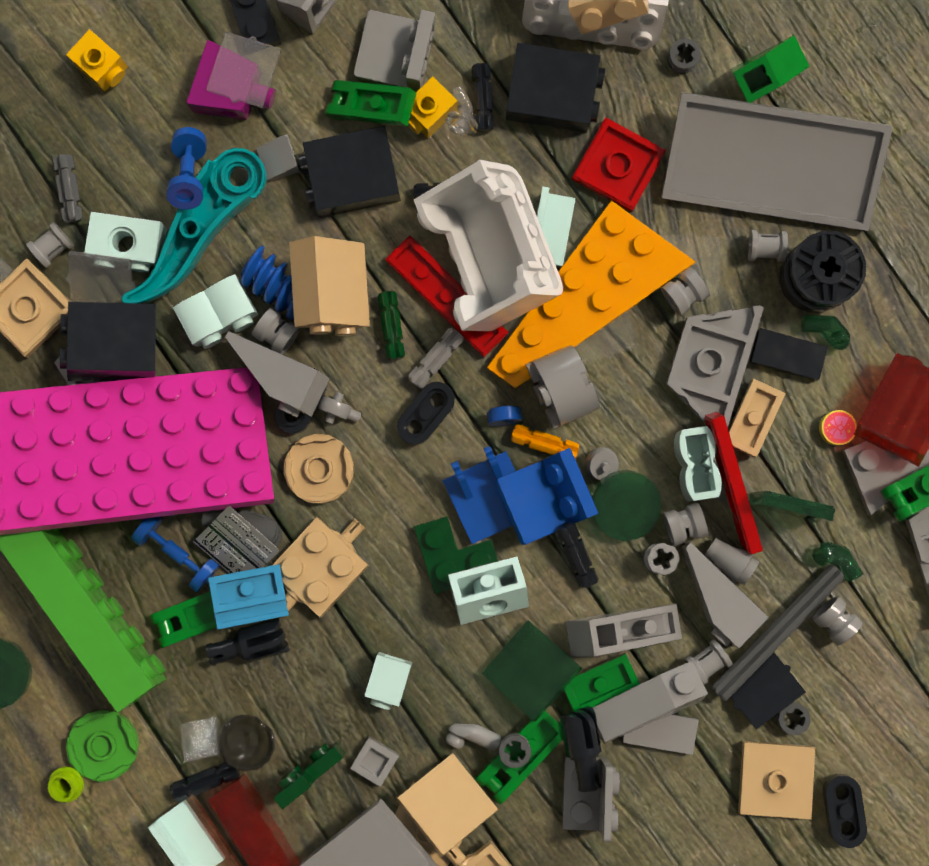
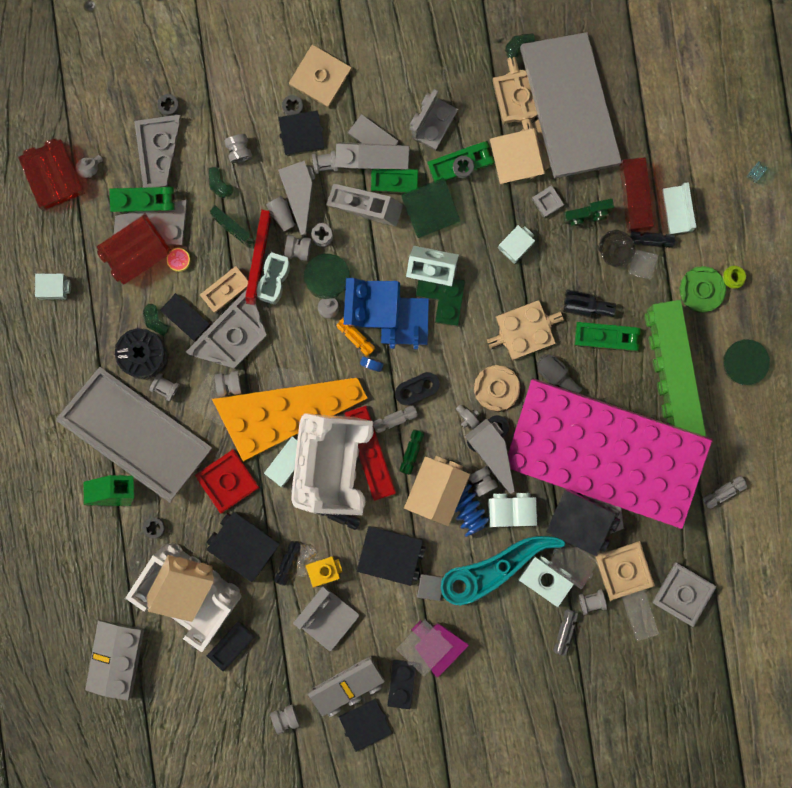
camera: 150 degrees left, 0 degrees up
(97, 61) = (509, 700): yellow brick -> none
(147, 530) = (604, 377): blue wheel -> none
(185, 190) = (494, 587): blue wheel -> none
(235, 543) = (567, 365): light grey sticker -> none
(248, 596) = (574, 331): dark azure plate -> none
(371, 103) = (358, 589): green plate -> none
(475, 733) = (481, 188): light grey arm -> none
(562, 386) = (329, 362): light grey brick -> none
(577, 554) = (370, 261): black axle -> none
(583, 746) = (422, 150): black arm -> none
(778, 632) = (275, 159): dark grey axle -> none
(843, 809) = (289, 40): black plate -> none

